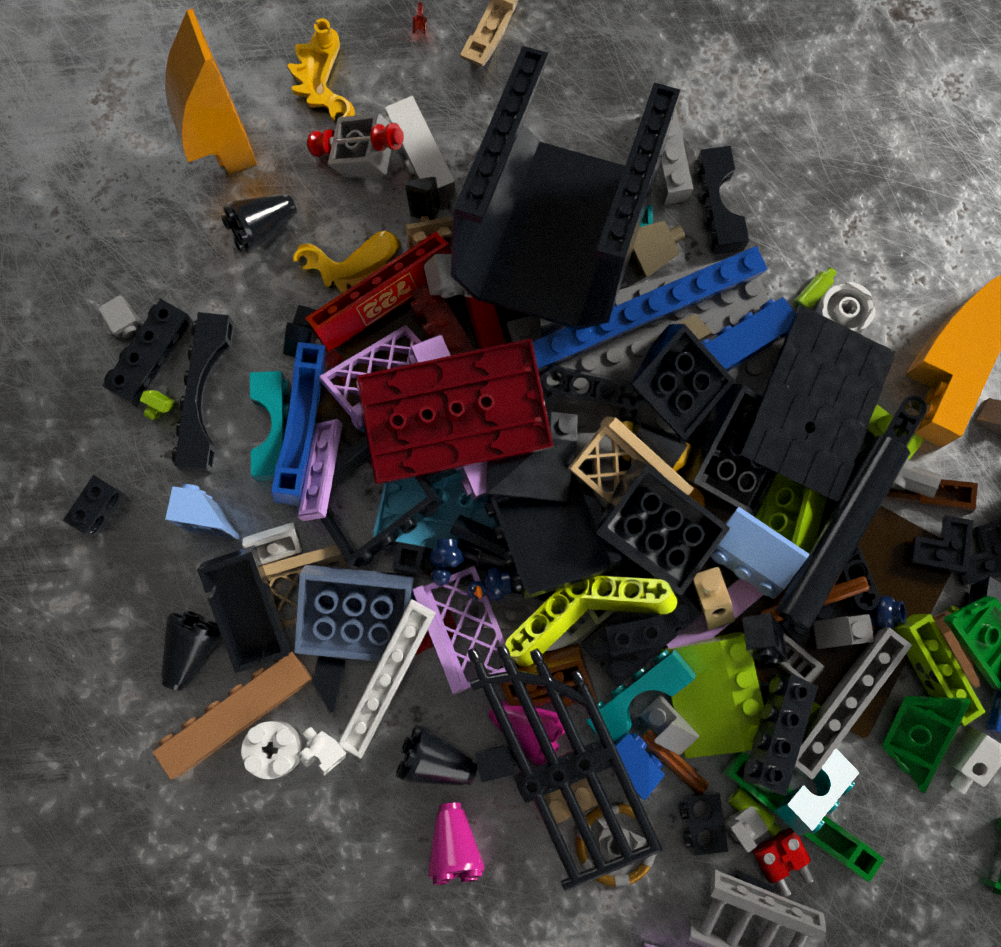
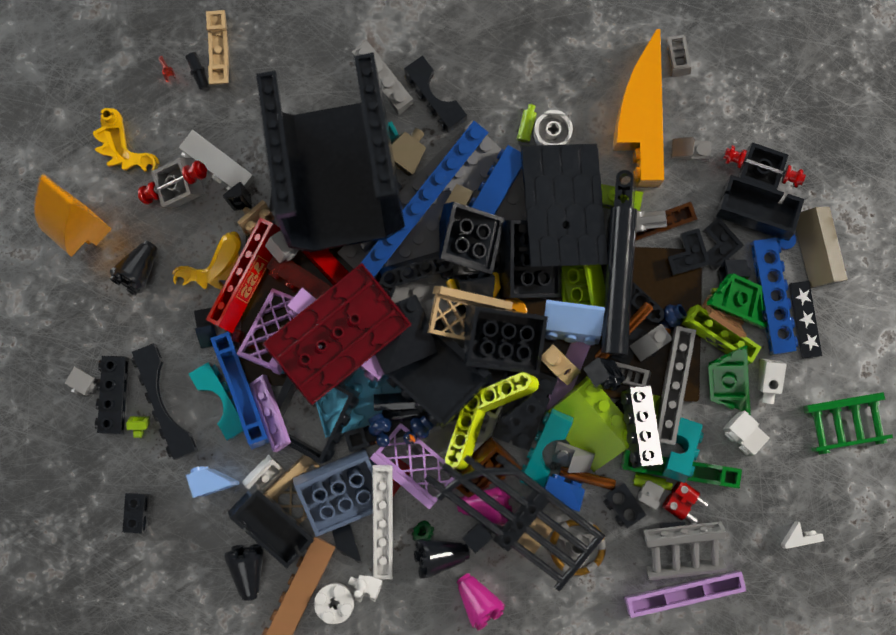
camera: 25 degrees left, 5 degrees up
(431, 717) = (423, 531): none -> dark green animal
(454, 37) = (197, 70): none -> black axle
(910, 812) = (746, 433): none -> white brick

